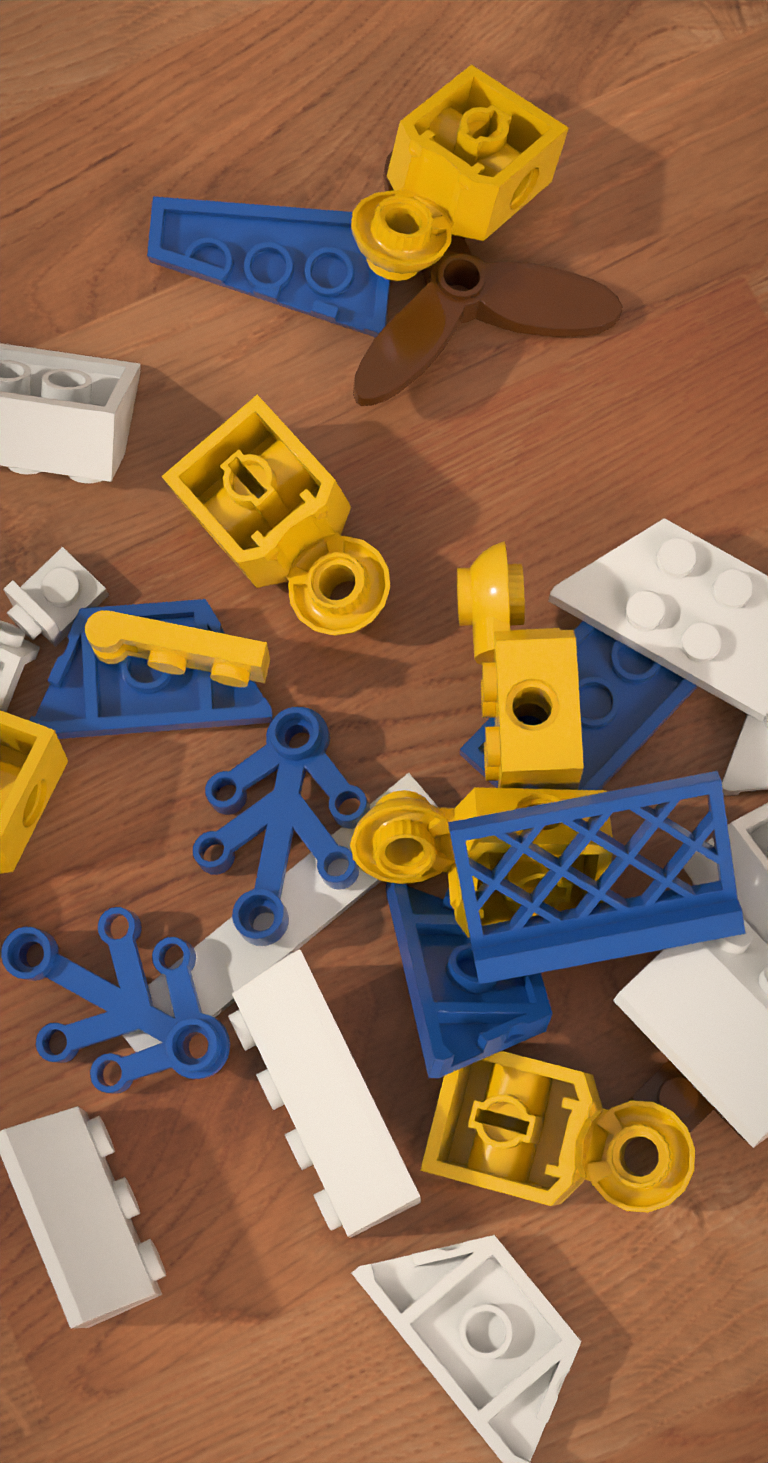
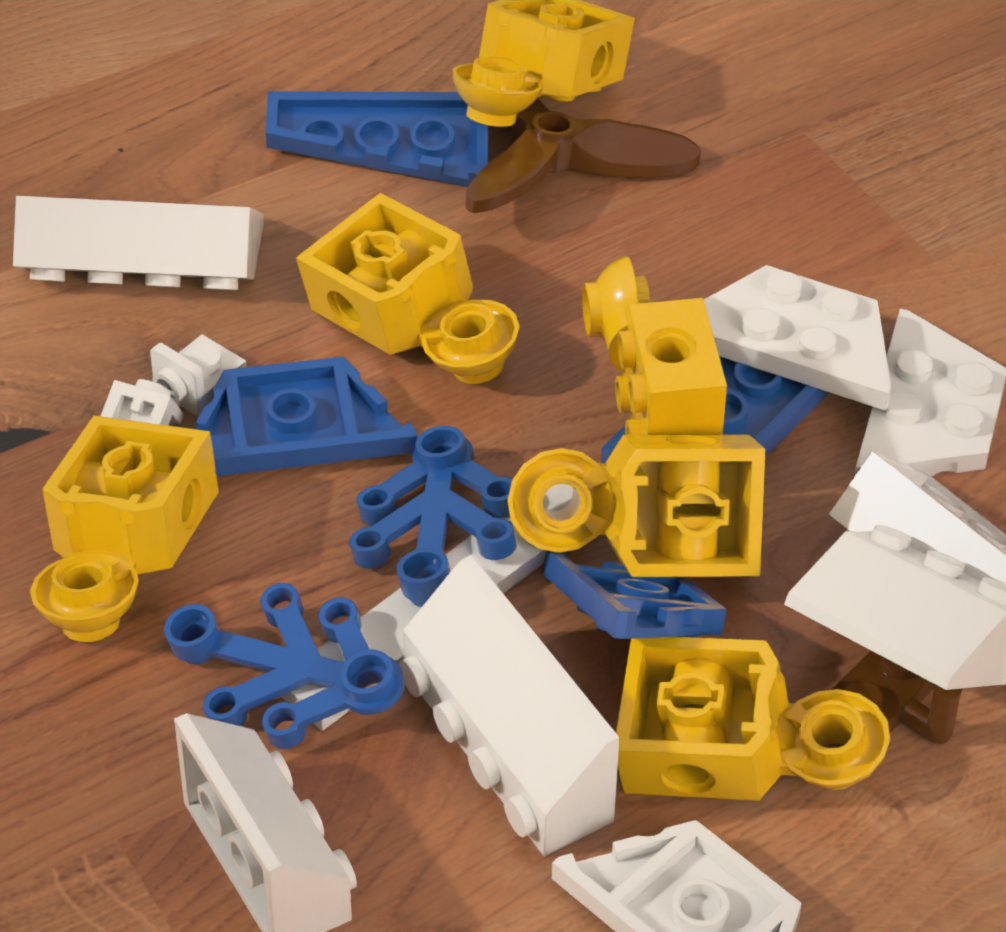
camera: 10 degrees left, 30 degrees down
(176, 646) = (322, 374): yellow plate -> none
(619, 924) = (761, 529): blue fence -> none

